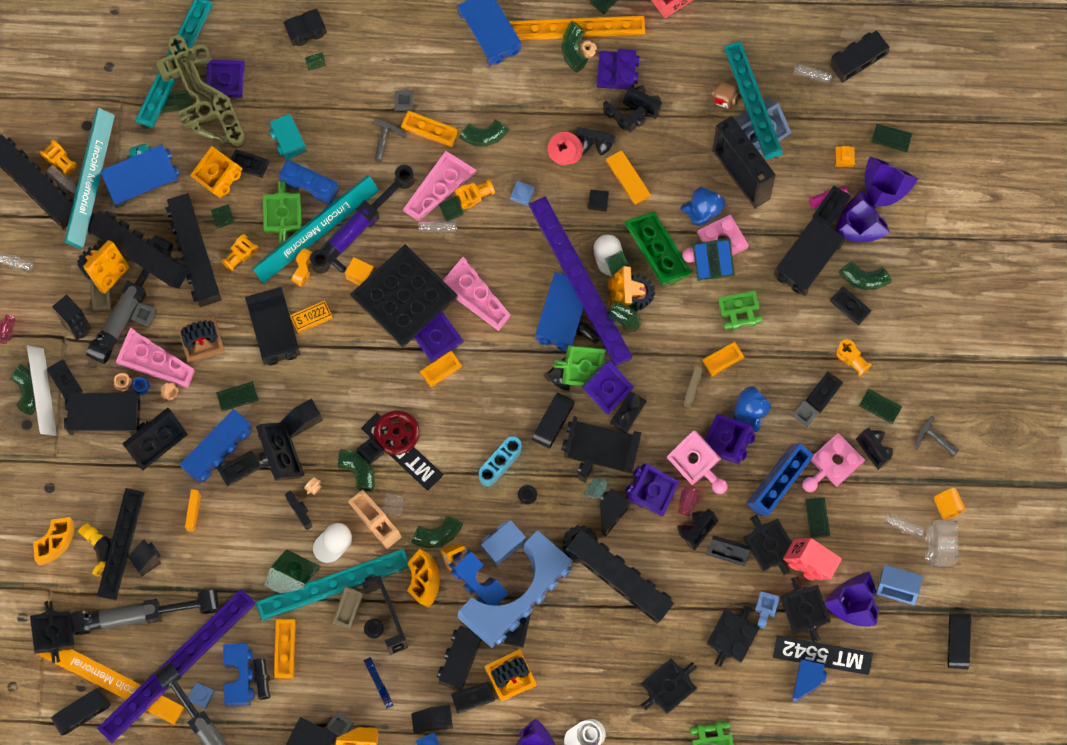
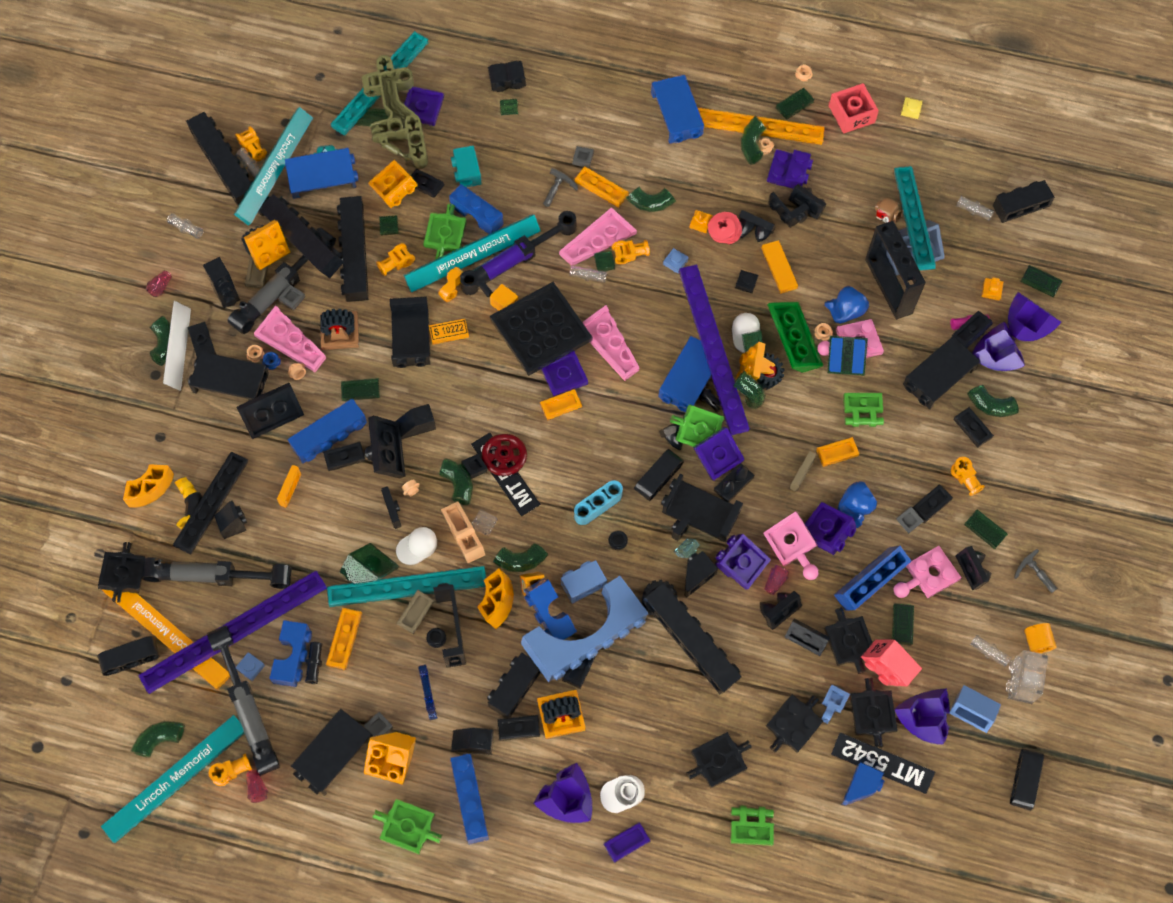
camera: 10 degrees right, 5 degrees down
(539, 145) = (700, 221): none -> light orange tile
(685, 233) = (825, 328): none -> light nougat plate

